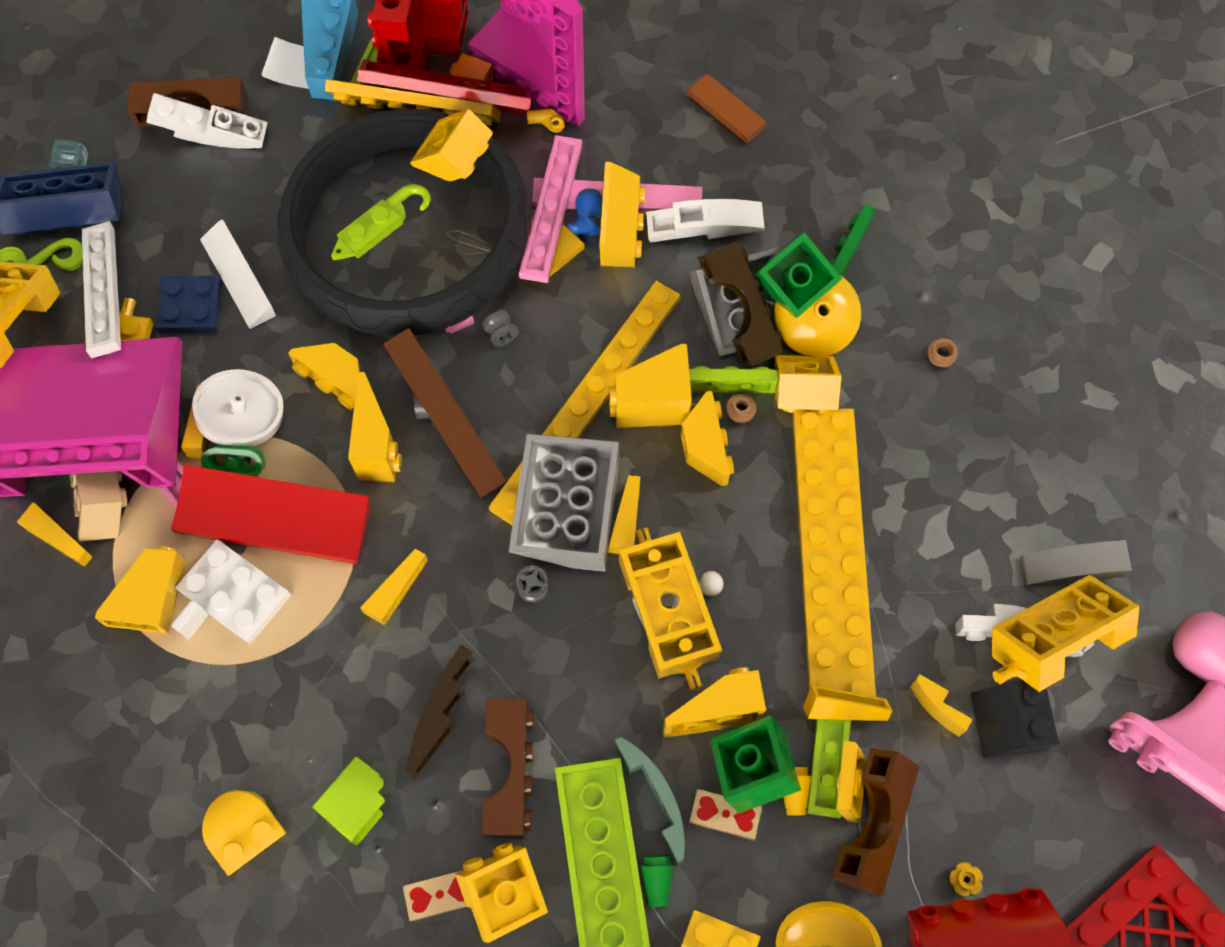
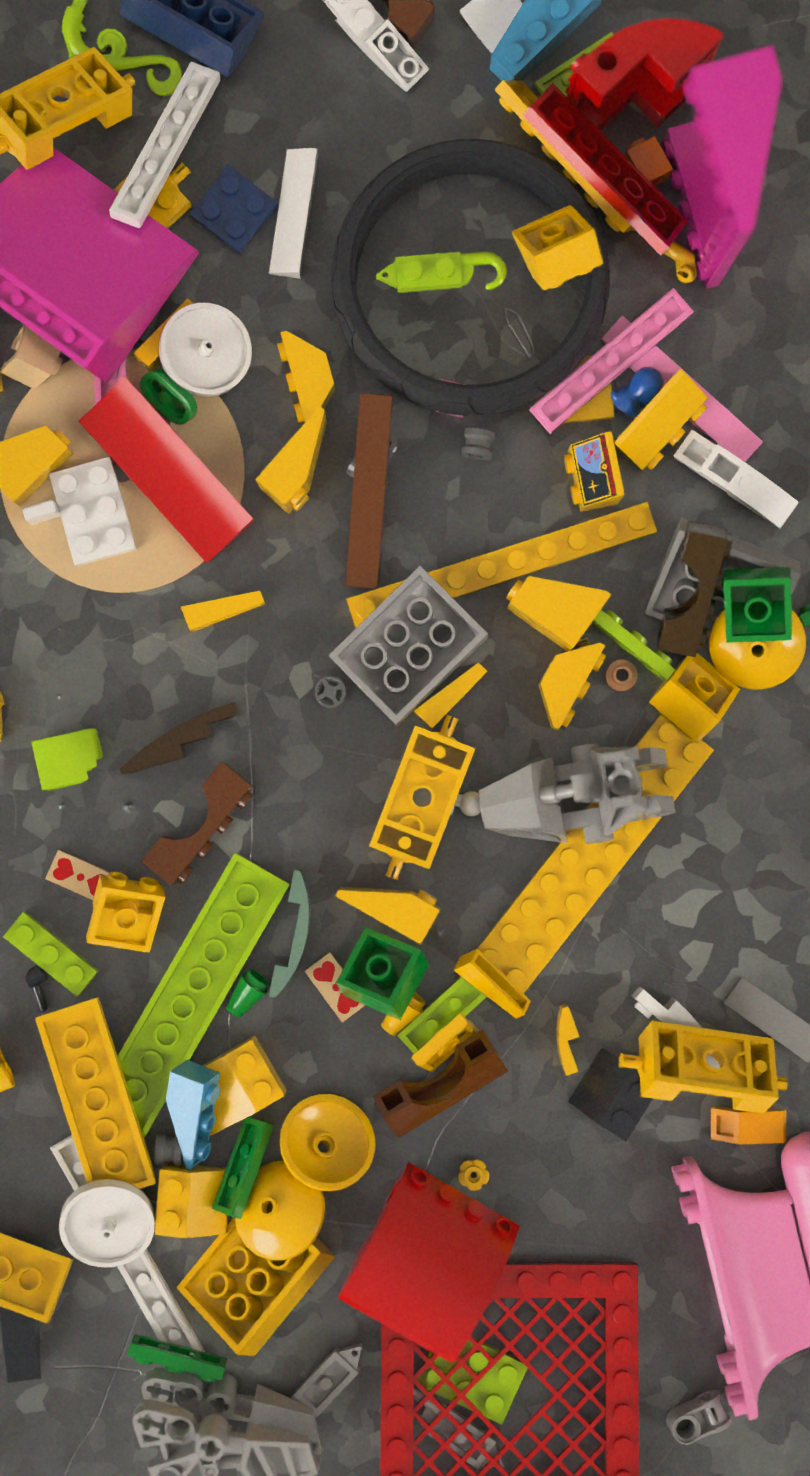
camera: 35 degrees right, 20 degrees up
(603, 282) = (594, 472): none -> slope
(757, 547) = (527, 799): none -> light grey piece
(1132, 659) = (748, 1127): none -> light orange slope

